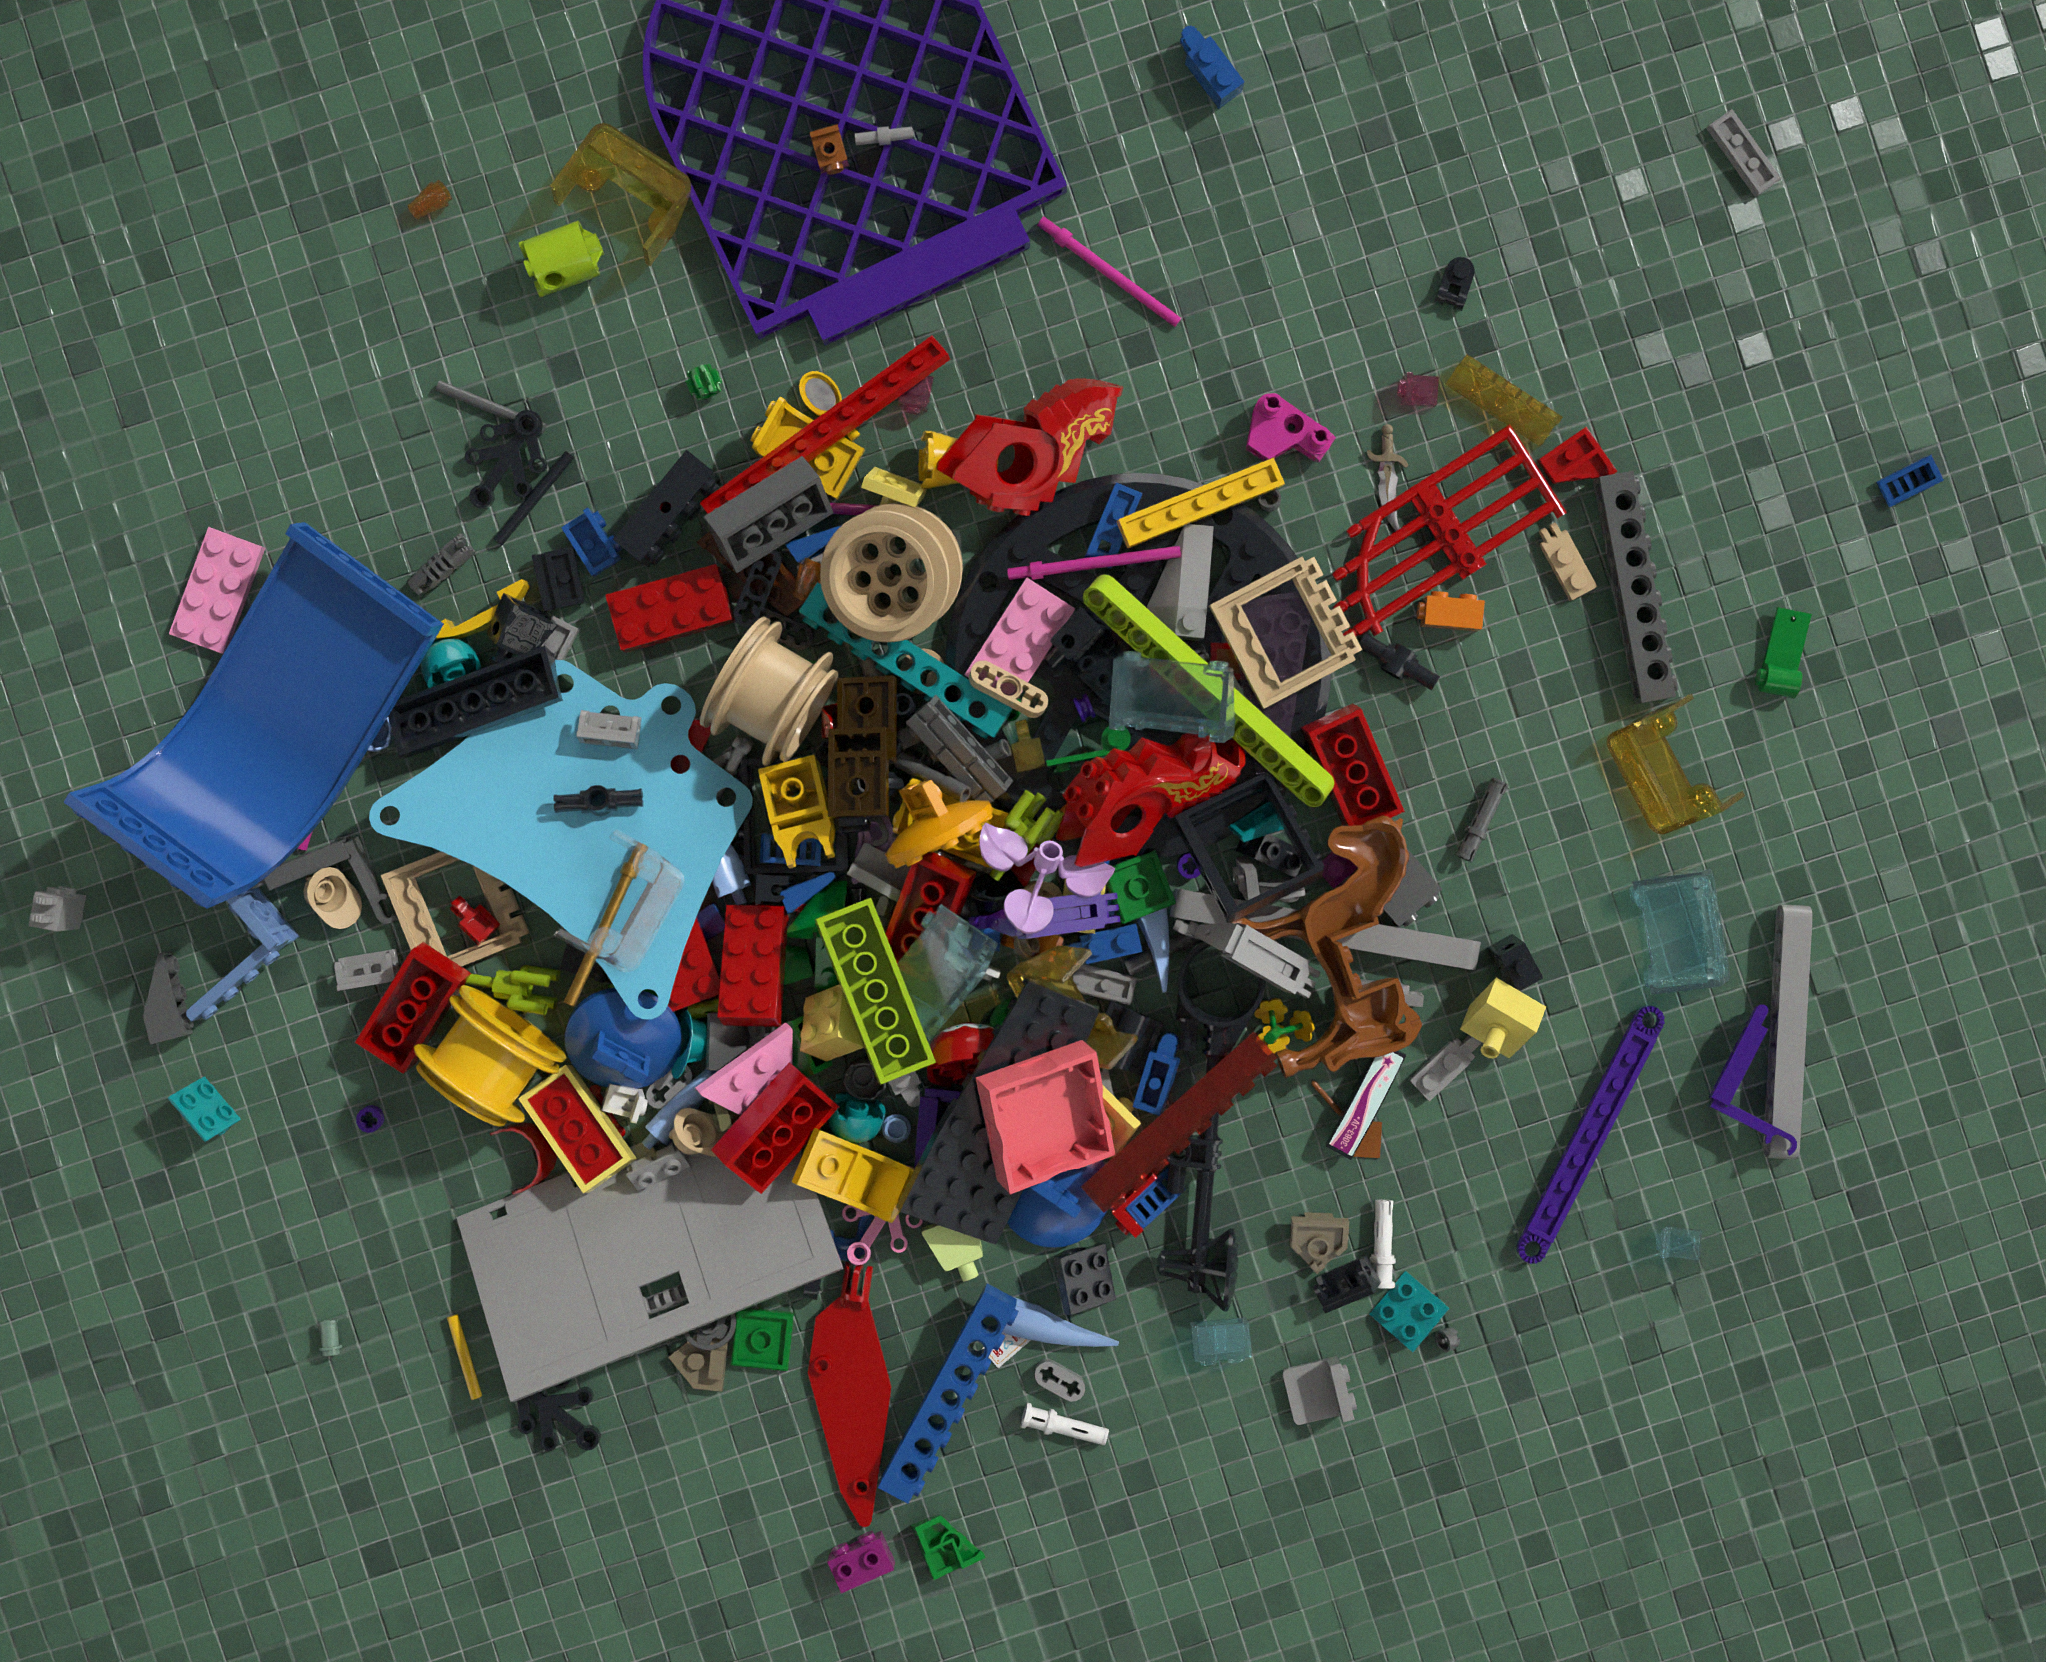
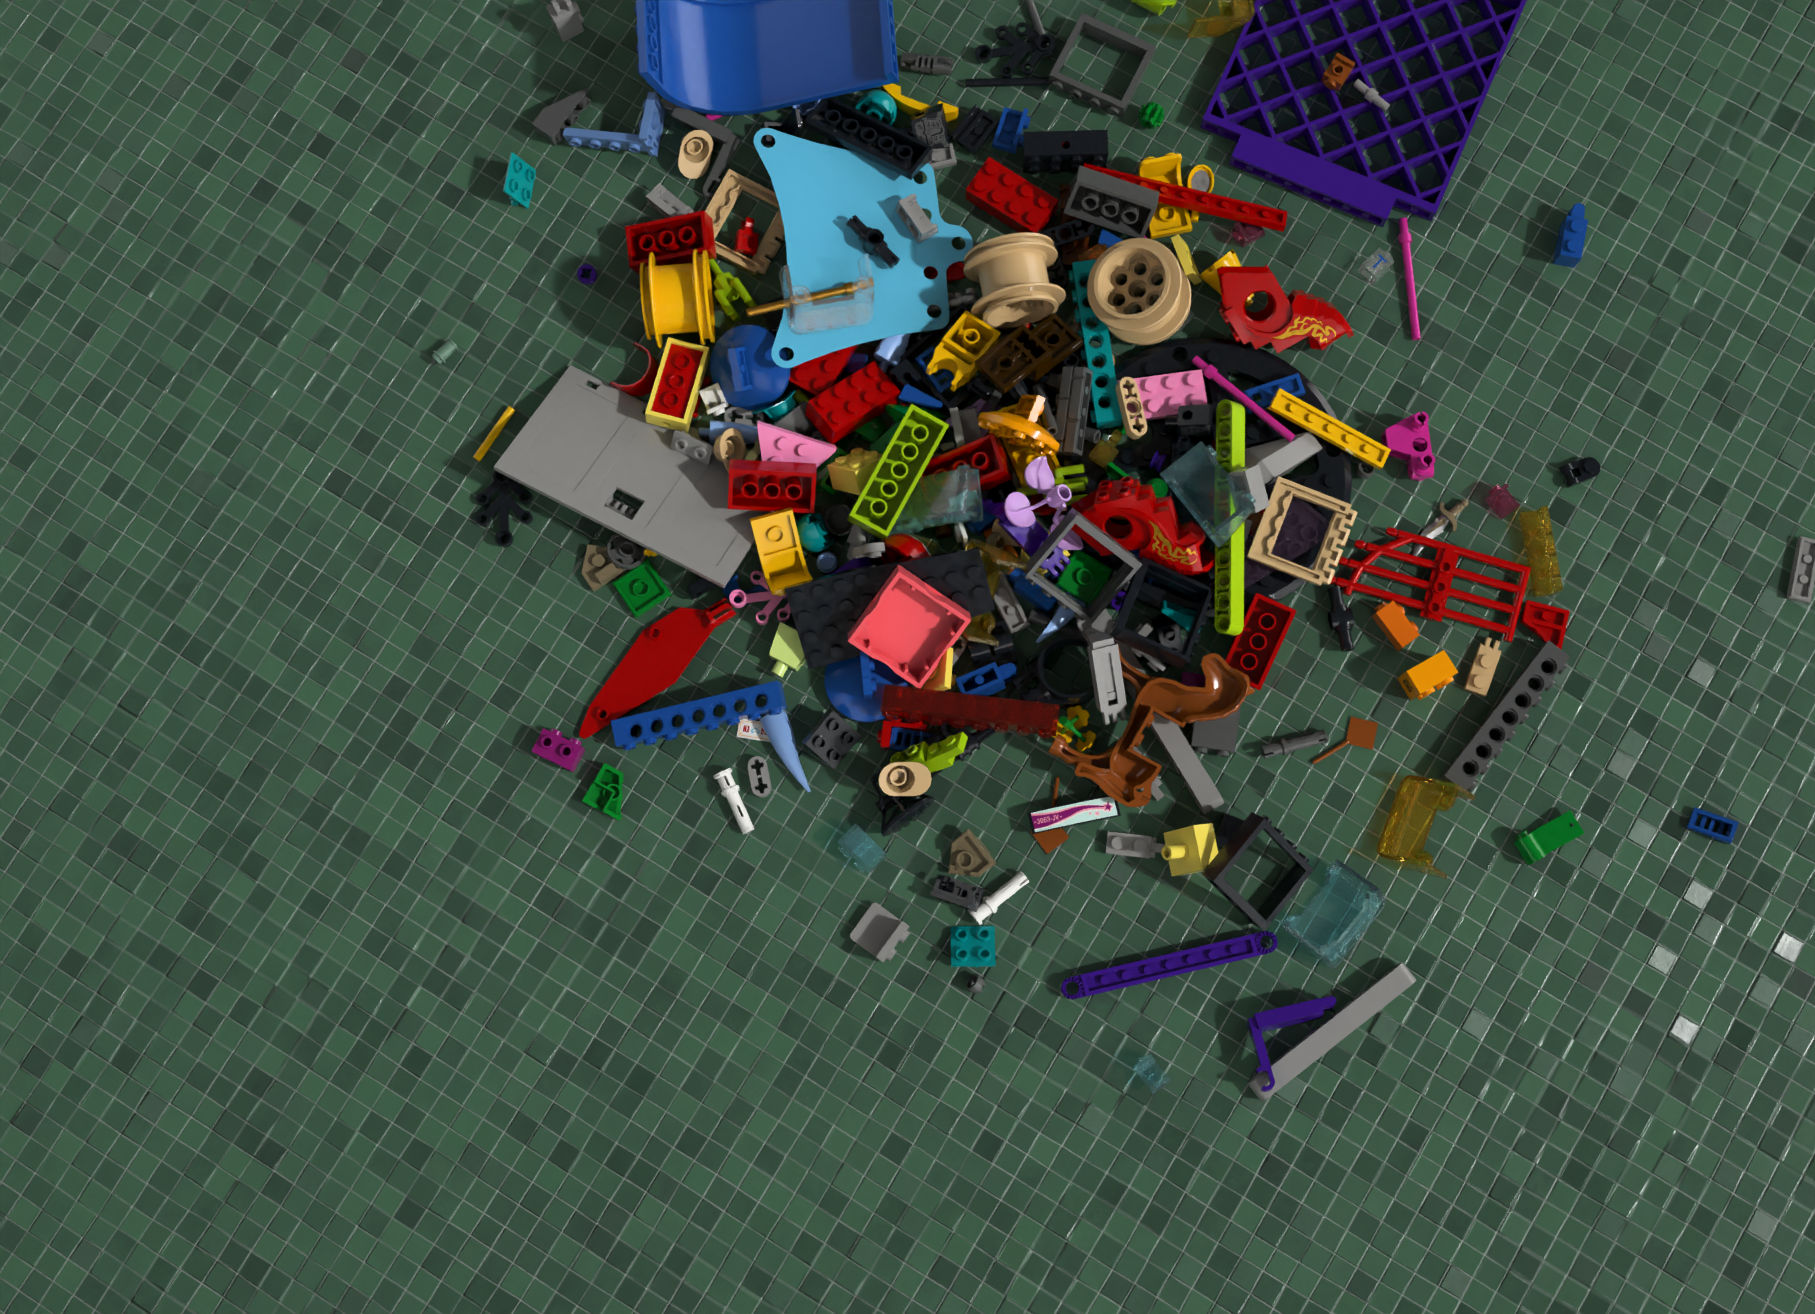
camera: 55 degrees right, 10 degrees down
(388, 778) = (790, 126): none -> black bracket
(586, 341) = (1116, 38): none -> dark grey window
(931, 1085) = (864, 550): none -> light grey piece
(1067, 294) = (1376, 266): none -> clear brick
(1180, 880) = (1109, 591): none -> dark grey window
(1189, 1203) = (934, 757): none -> lime slope
(1193, 1247) = (905, 779): none -> tan piece
(1198, 645) = (1250, 480): none -> light grey hinge
(1525, 743) = (1359, 733): none -> dark orange piece
(1532, 629) = (1431, 673): none -> light orange brick
(1545, 977) = (1232, 852): none -> black window

